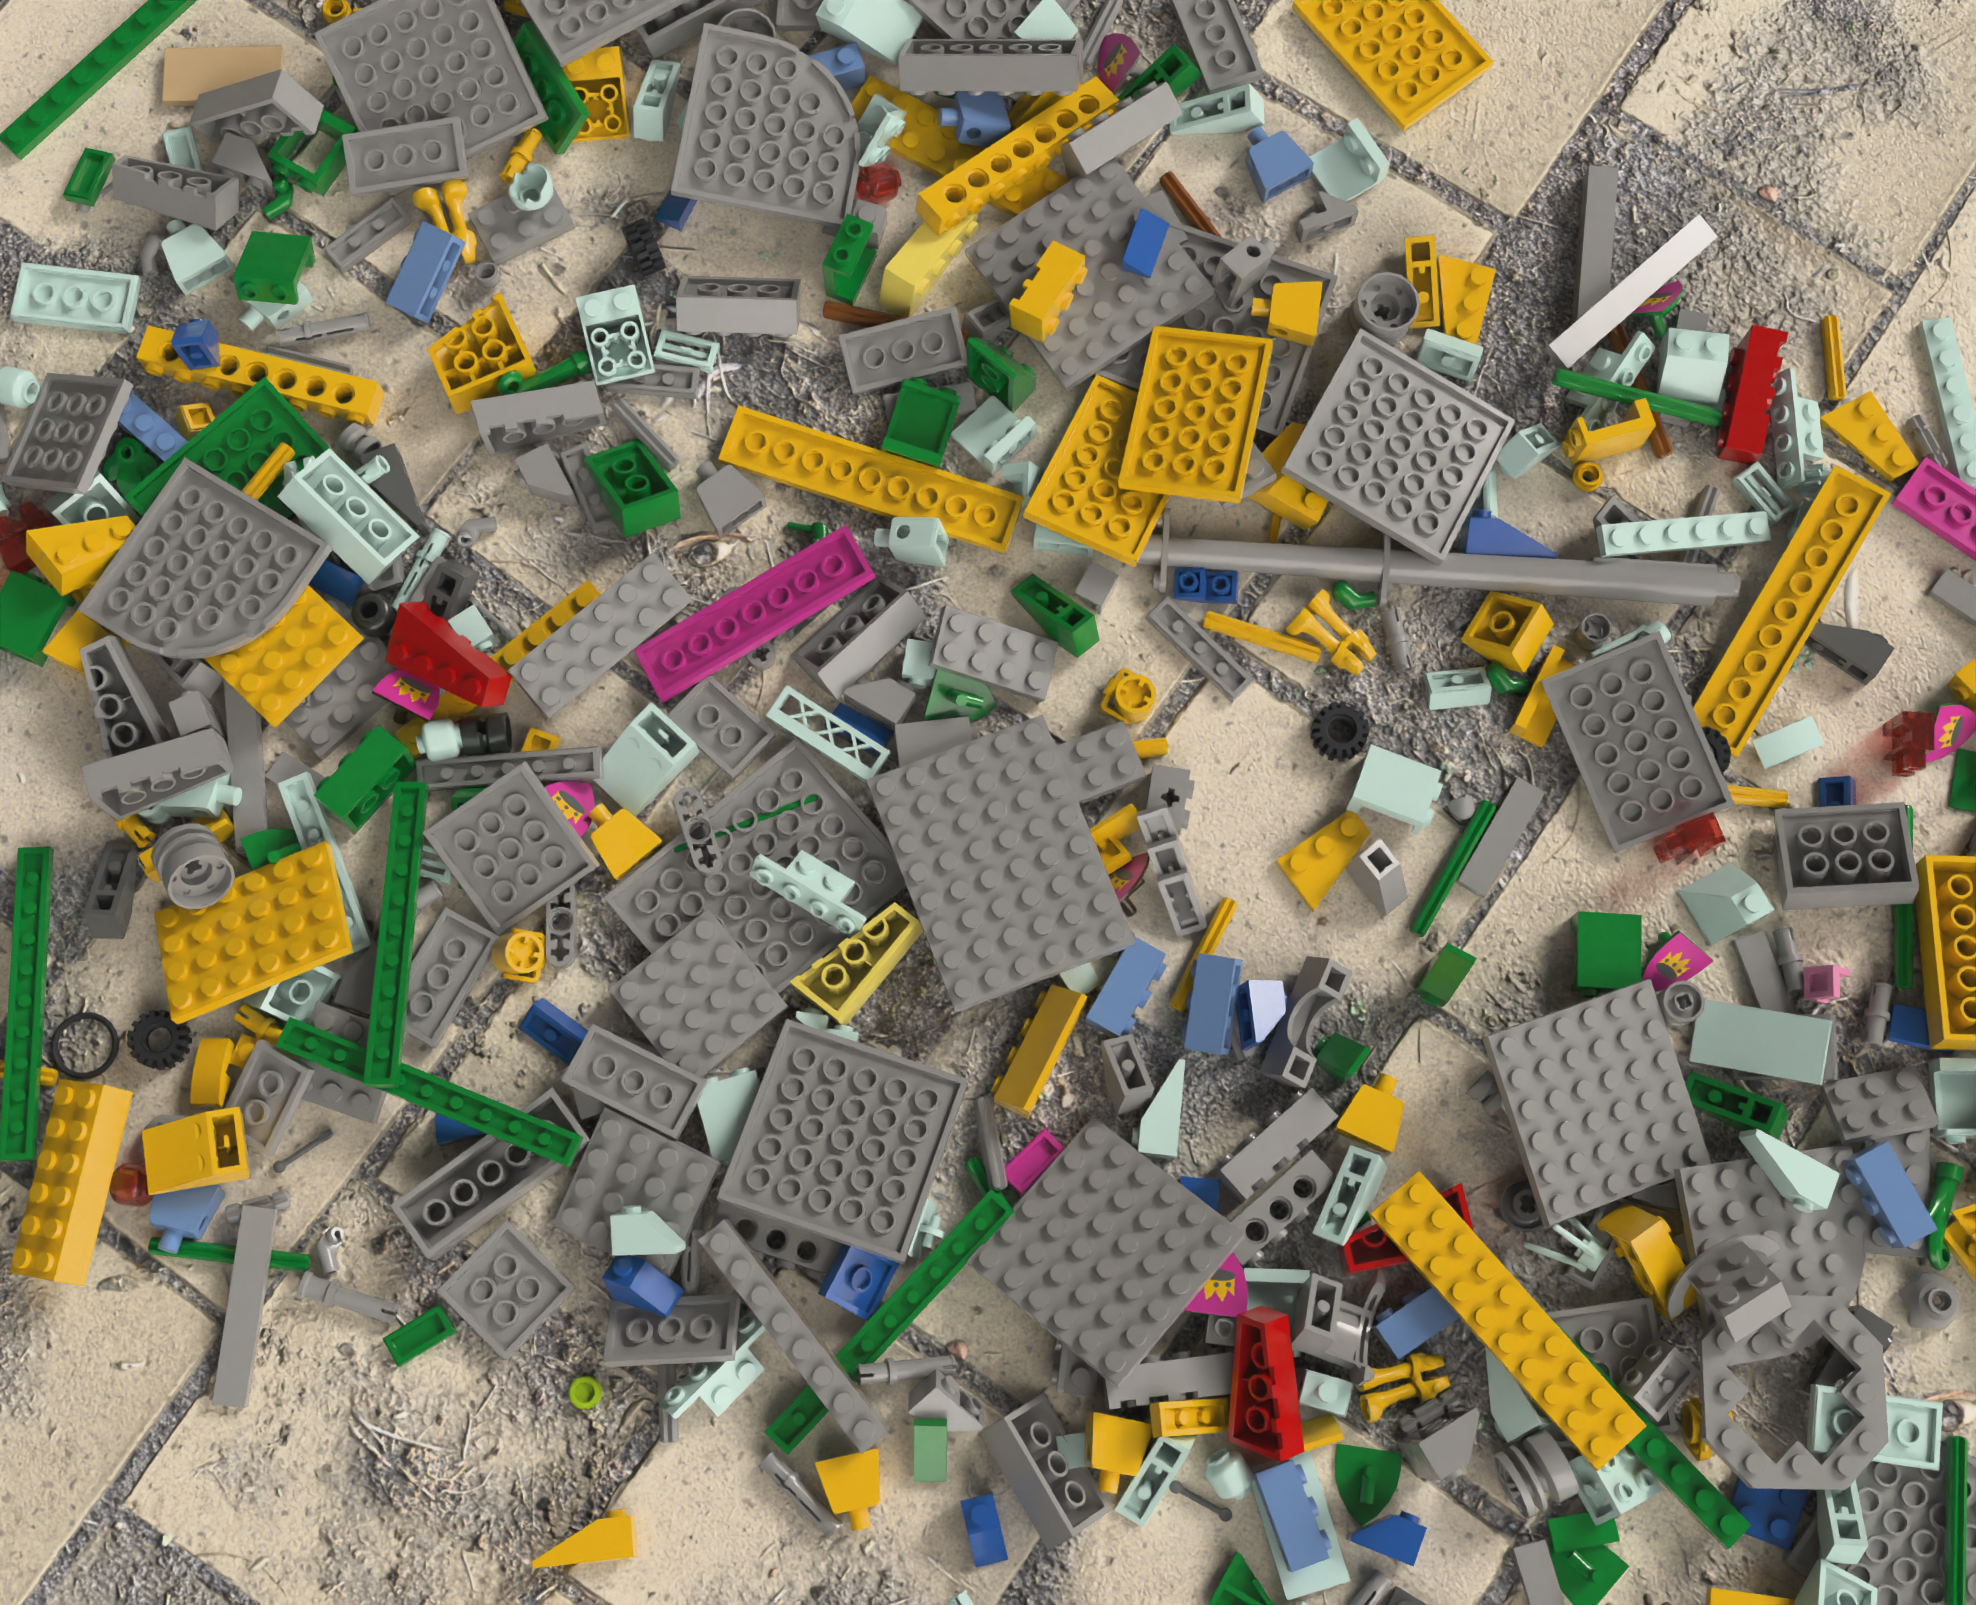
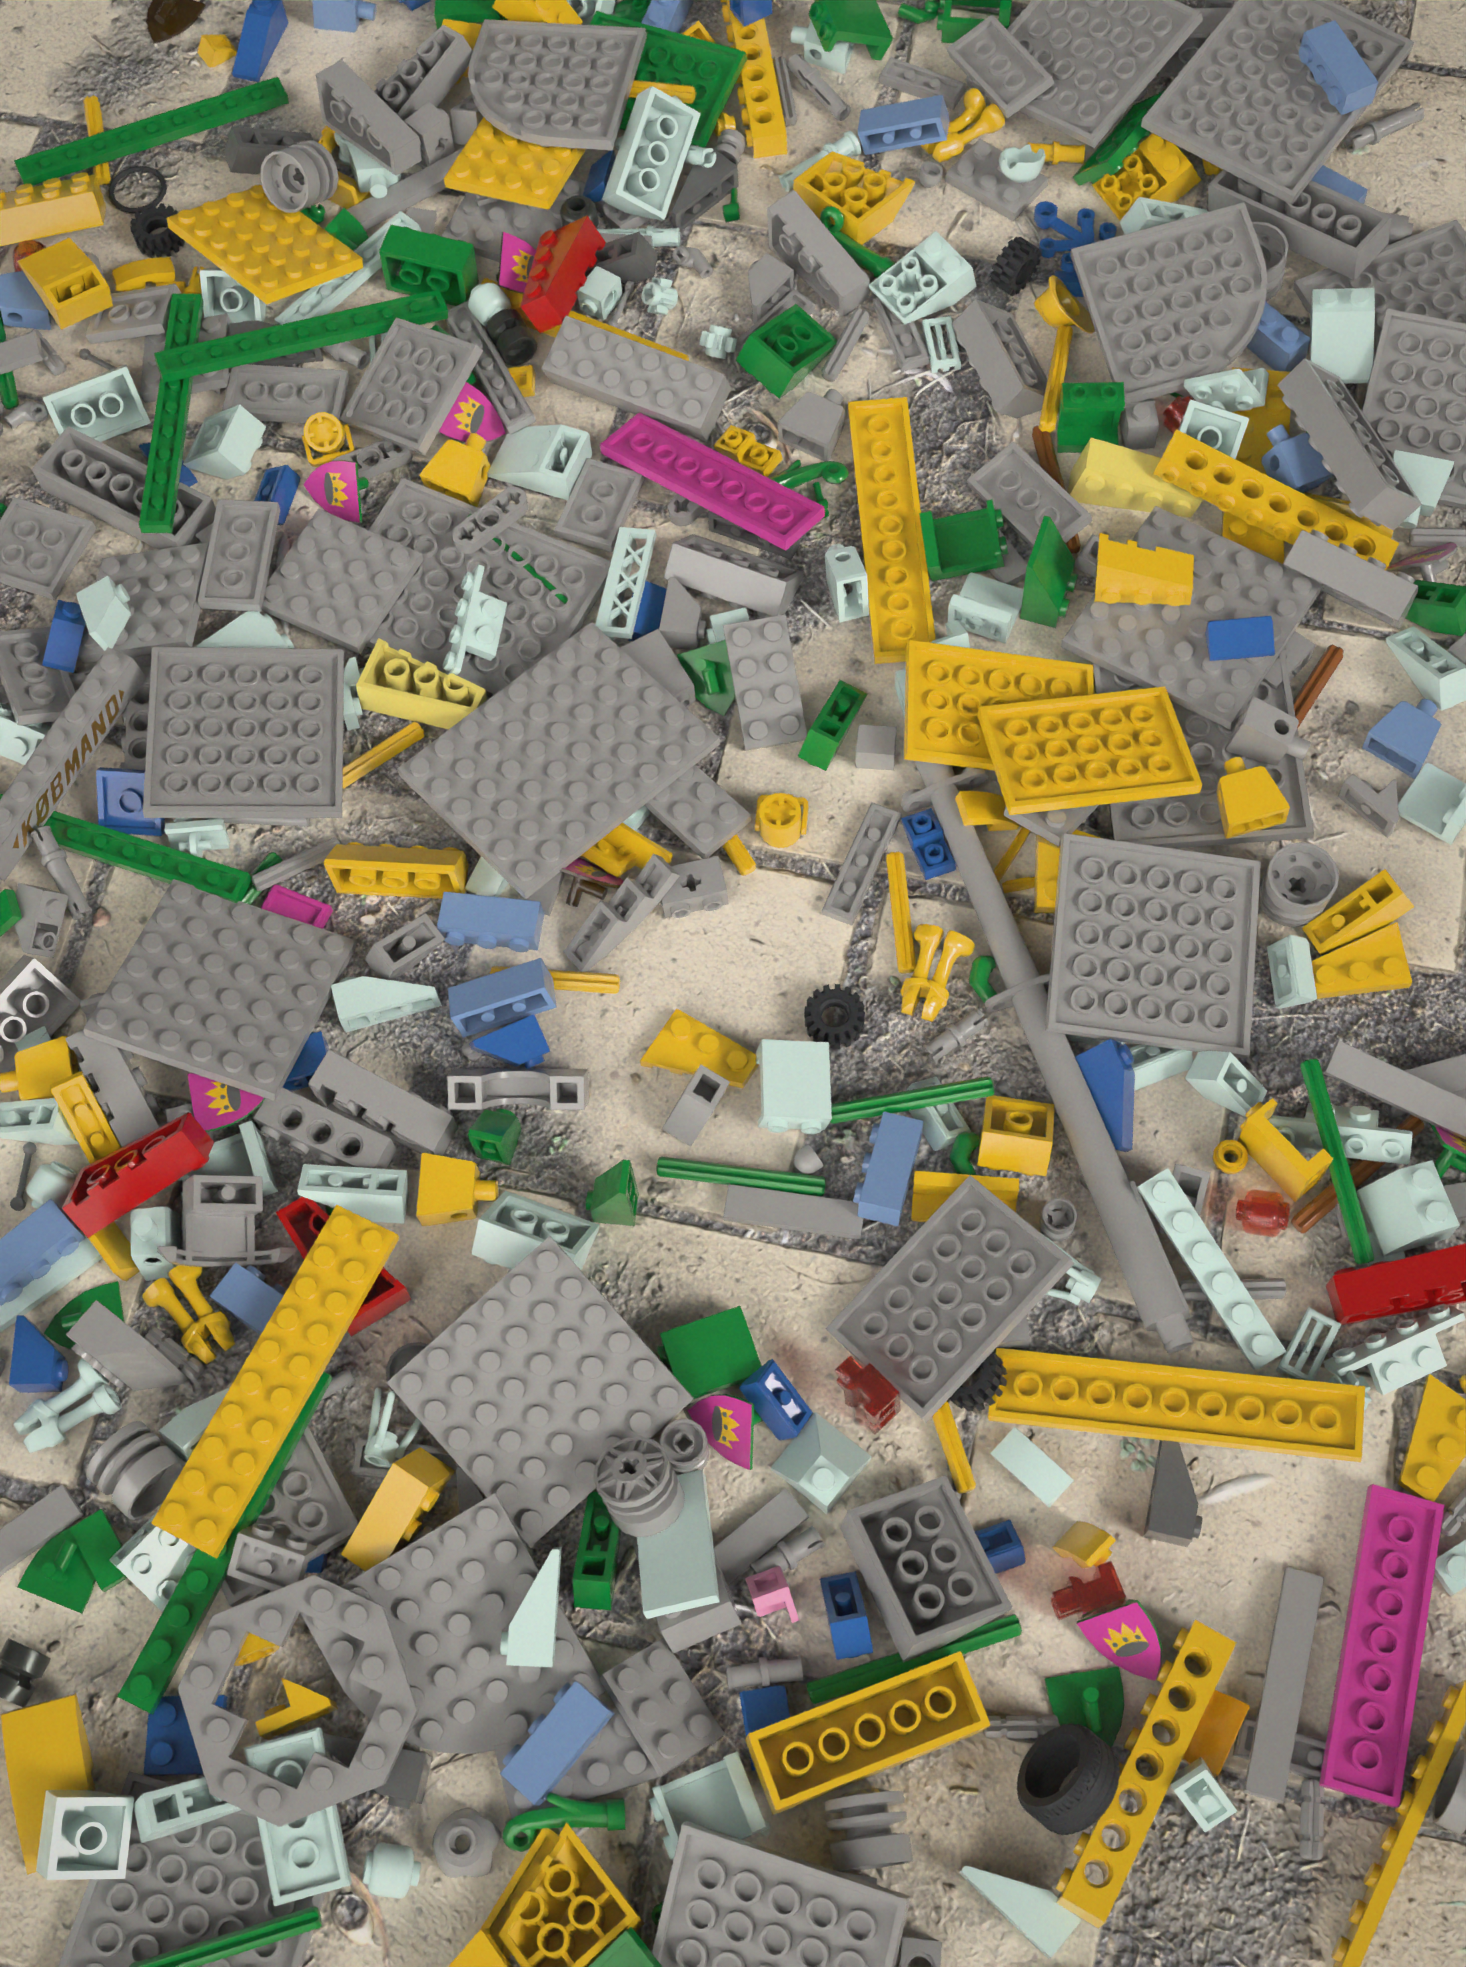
camera: 75 degrees right, 10 degrees down
(329, 433) = (724, 122): none -> yellow plate
(362, 1173) = (99, 405): none -> light aqua slope
(417, 355) = (846, 146): none -> light aqua pin
(433, 473) = (731, 210): none -> green hand
(475, 1054) = (226, 443): none -> light aqua slope
(507, 577) = (659, 296): none -> light aqua gear
(588, 964) = (338, 489): none -> dark pink shield
(589, 545) = (718, 341): none -> light aqua gear
(636, 179) = (1046, 217): none -> blue plant
(708, 229) = (1060, 307): none -> yellow piece
(724, 571) = (744, 449): none -> yellow slope
(772, 544) = (793, 476): none -> green plant
(784, 269) = (1055, 378): none -> yellow axle
(899, 1019) = (381, 753): none -> yellow axle
(915, 171) = (1214, 427): none -> light aqua slope
(1203, 524) = (984, 809): none -> yellow slope
(1244, 526) = (1011, 853): none -> yellow piece
(1443, 1060) = (519, 1225): none -> light aqua slope
(1449, 696) = (912, 1099): none -> green axle
(1458, 1537) = (43, 1417): none -> light aqua piece
(1500, 743) = (888, 1168): none -> medium blue brick
(1648, 474) = (1263, 1213): none -> clear red head
(1665, 915) = (776, 1401): none -> blue slope
(1724, 1060) = (639, 1486): none -> light grey wheel
(1734, 1284) = (379, 1581): light grey piece -> none
(1782, 1394) = (304, 1708): none -> yellow slope
(1855, 932) = (846, 1615): none -> blue slope
(1869, 728) = (1085, 1544): none -> yellow slope
(1935, 1368) = (390, 1870): none -> light aqua head

